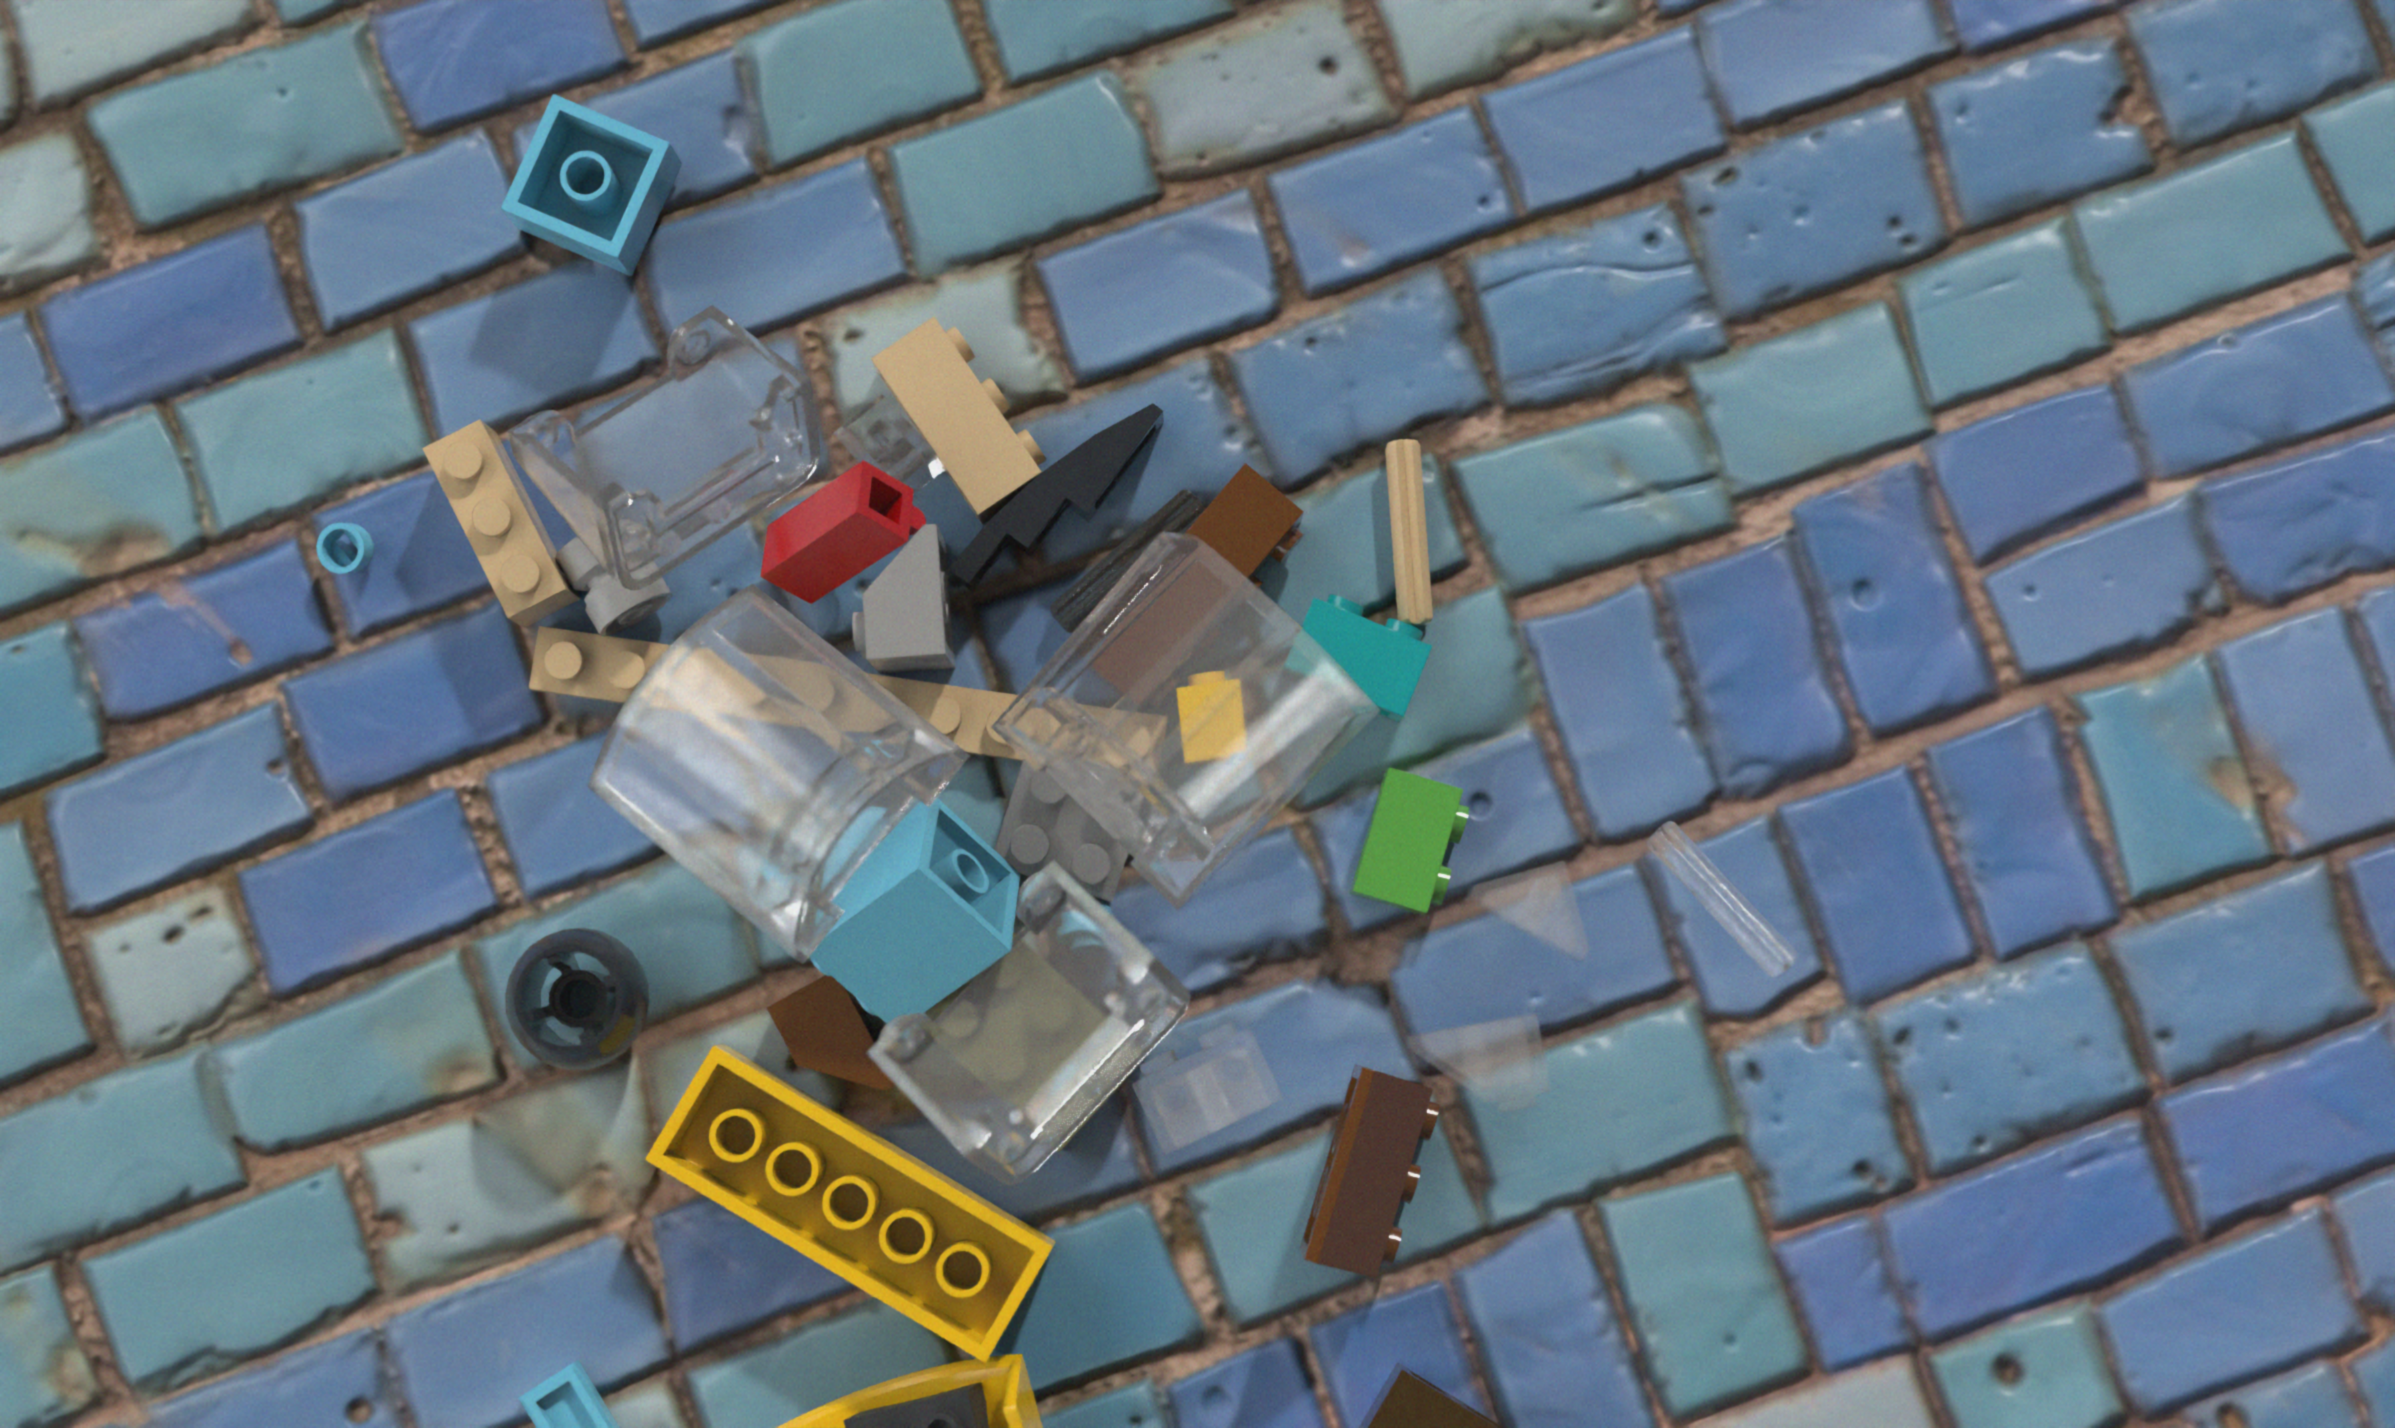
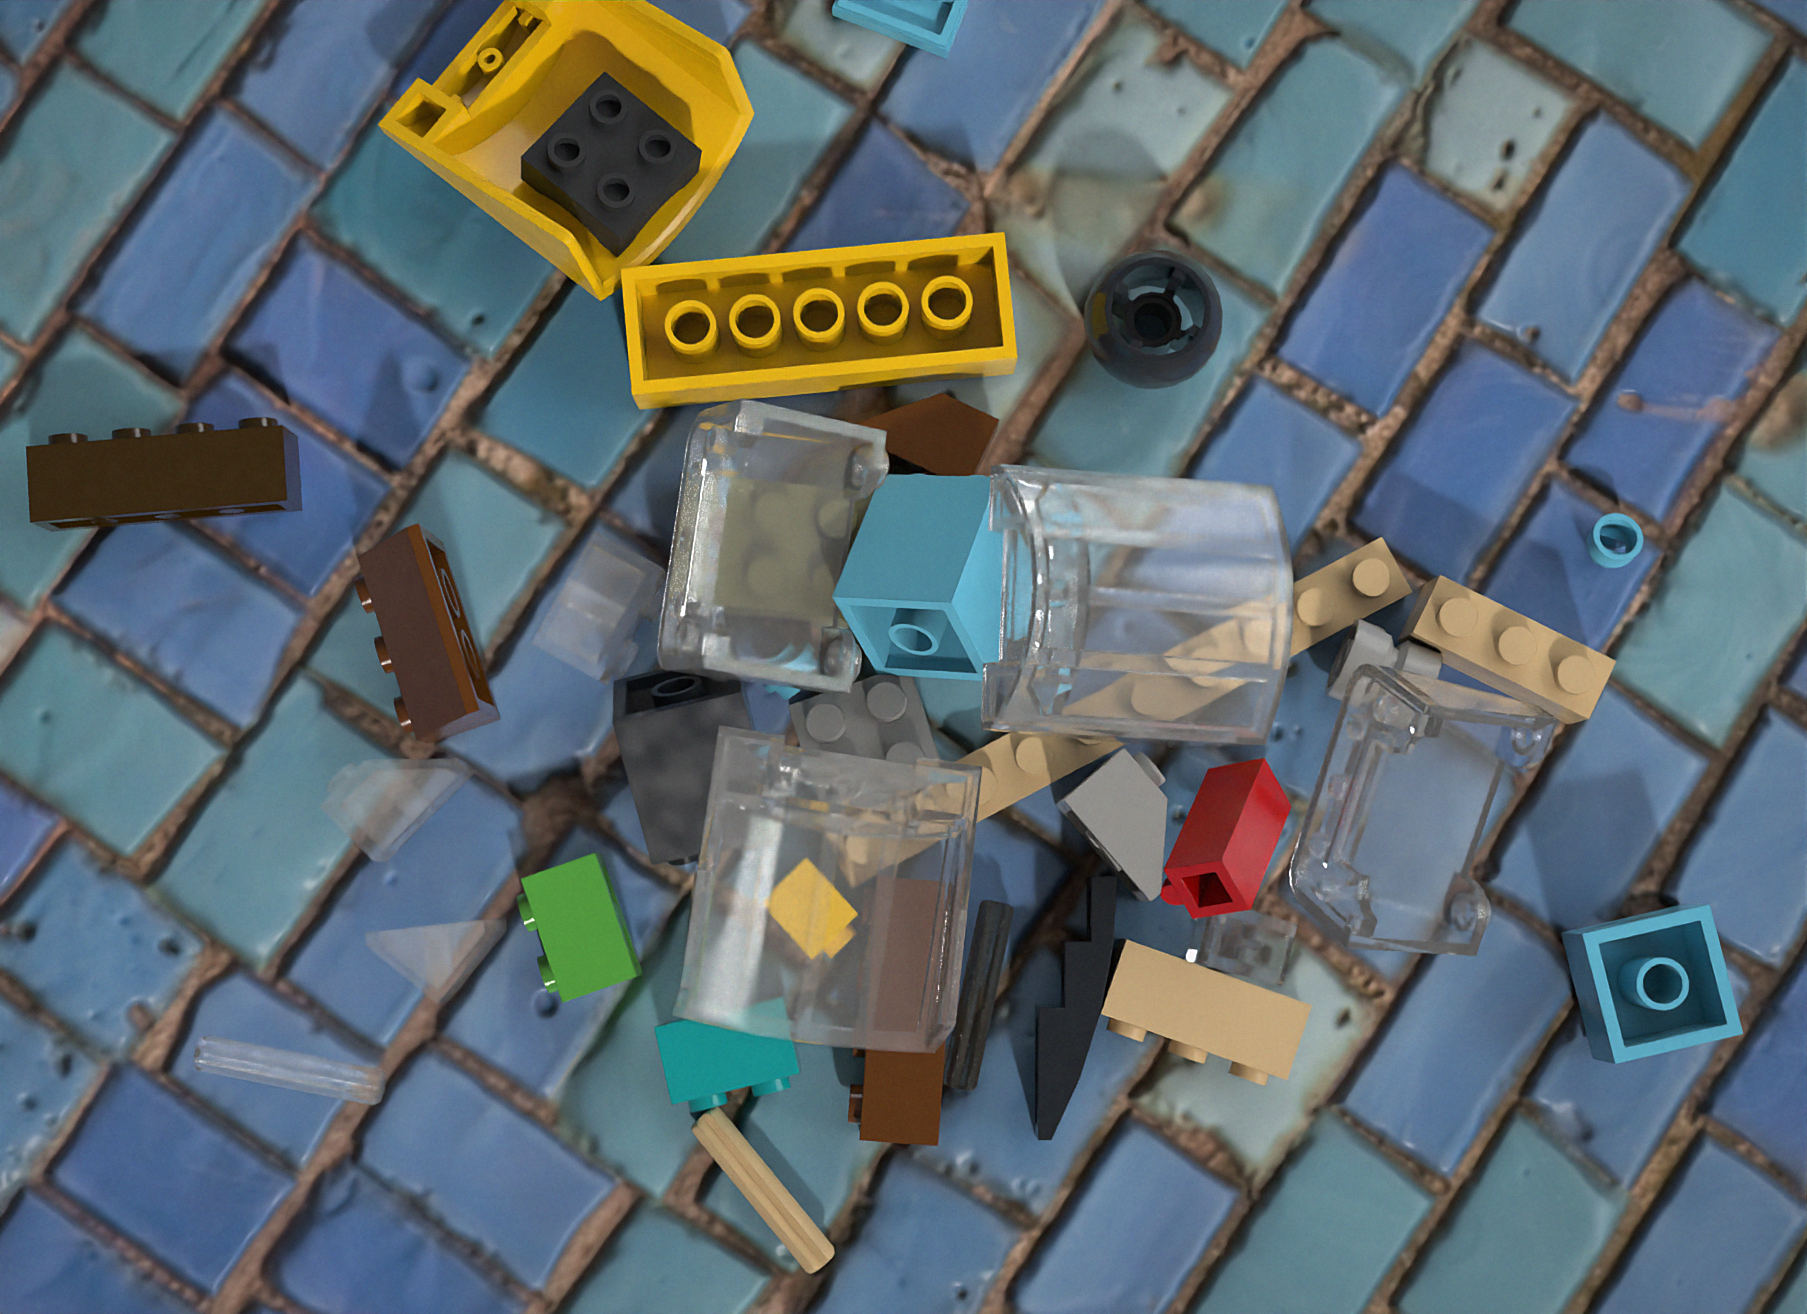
camera: 145 degrees right, 0 degrees up
(1229, 927) = (667, 745): none -> black slope

